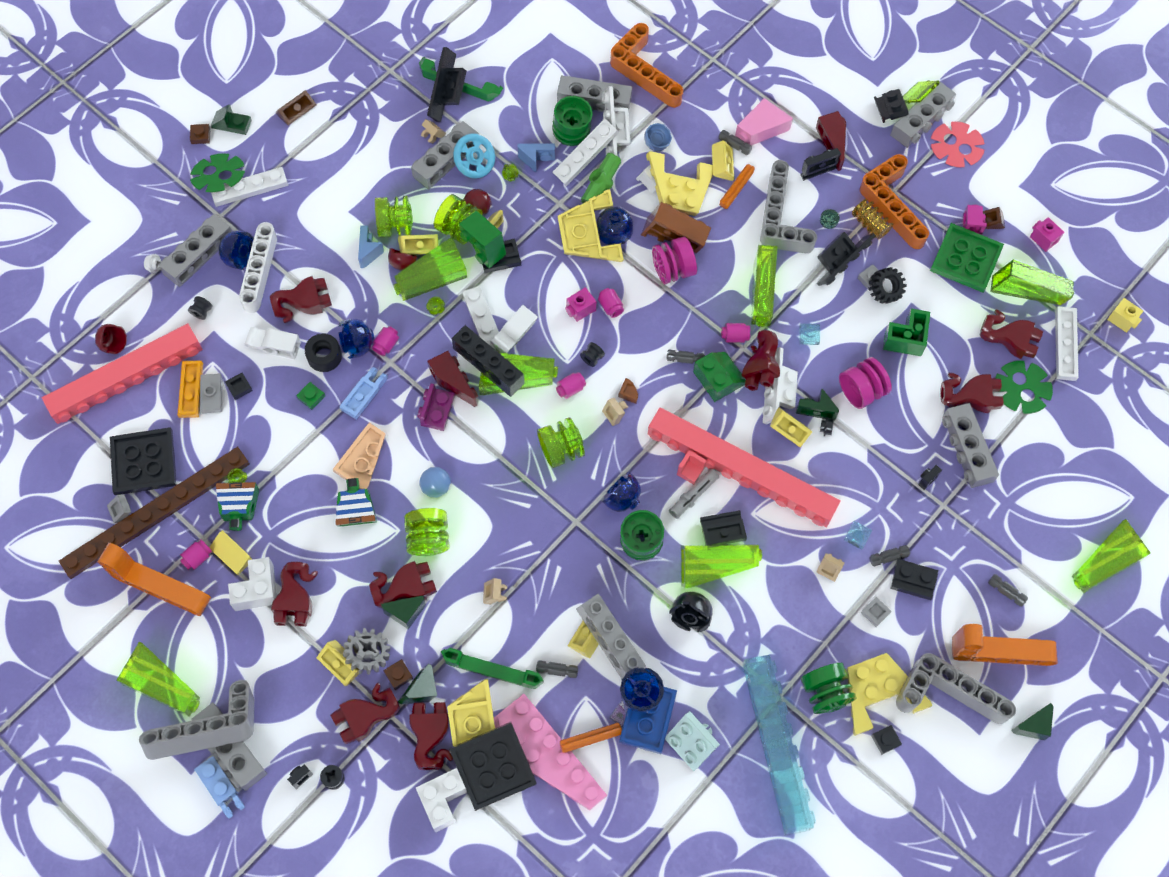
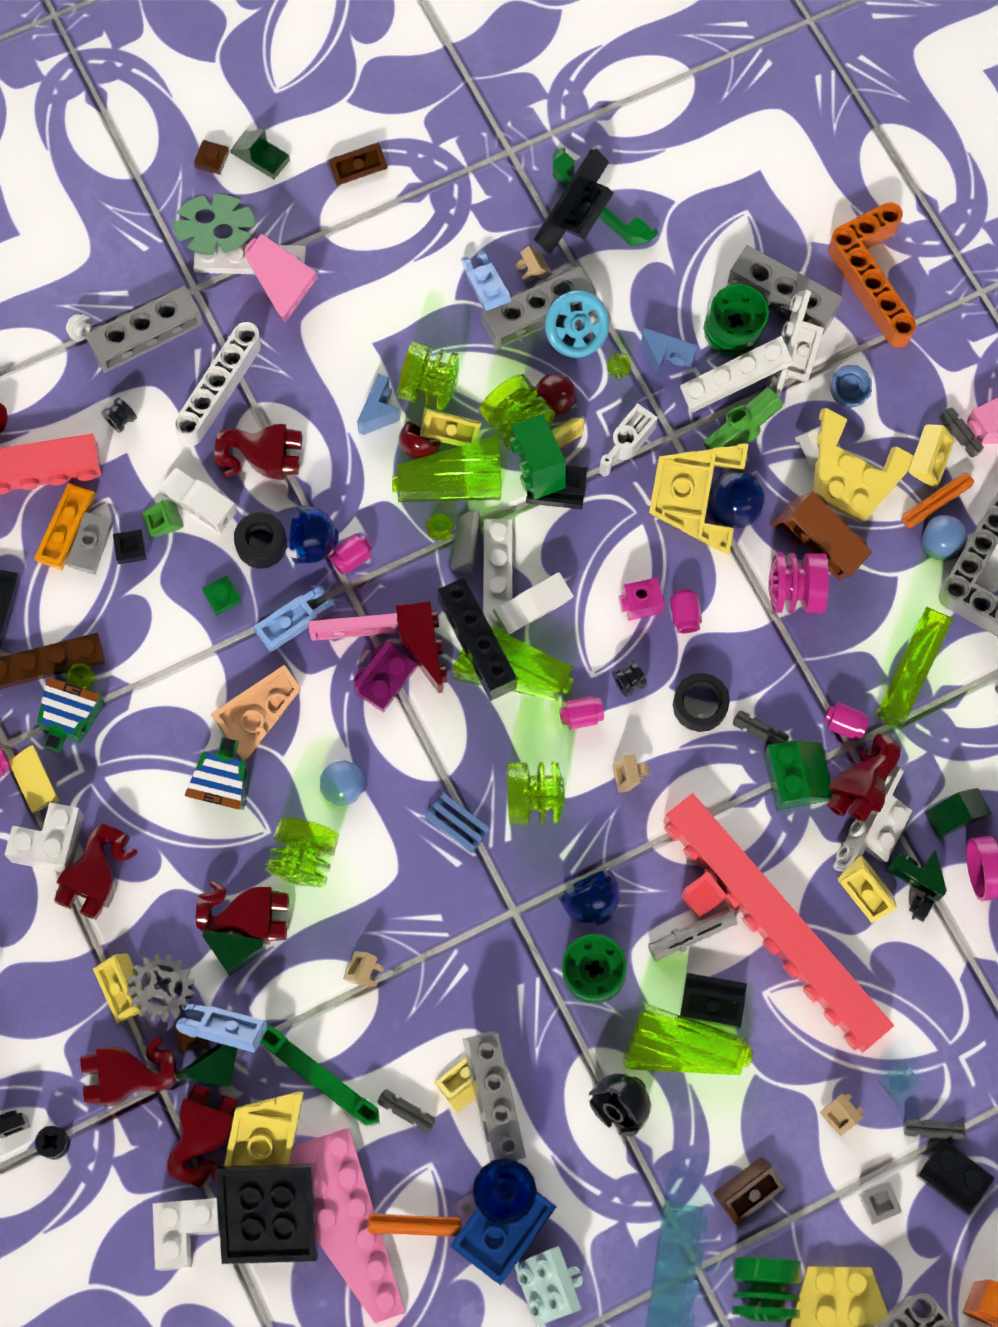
camera: 20 degrees right, 5 degrees up
(236, 249) = (196, 347): clear blue cylinder -> none
(253, 362) = (162, 518): none -> bright green slope
(273, 187) = (280, 274): none -> bright pink slope
(404, 384) = (353, 627): none -> bright pink tile
(407, 149) = (486, 282): none -> light blue hinge
(417, 659) = (222, 1027): none -> light blue hinge
(455, 309) = (465, 542): none -> light grey slope
(505, 469) = (437, 807): none -> medium blue tile
(533, 212) = (634, 430): none -> white piece
(628, 391) = (660, 750): dark orange tile -> none
(642, 339) = (707, 681): none -> black tyre
(750, 206) = (944, 538): none -> medium blue hair
(792, 635) = (749, 1190): none -> reddish brown slope
(809, 334) = (953, 760): clear light blue plate -> none
(824, 363) = (958, 812): none -> dark green slope

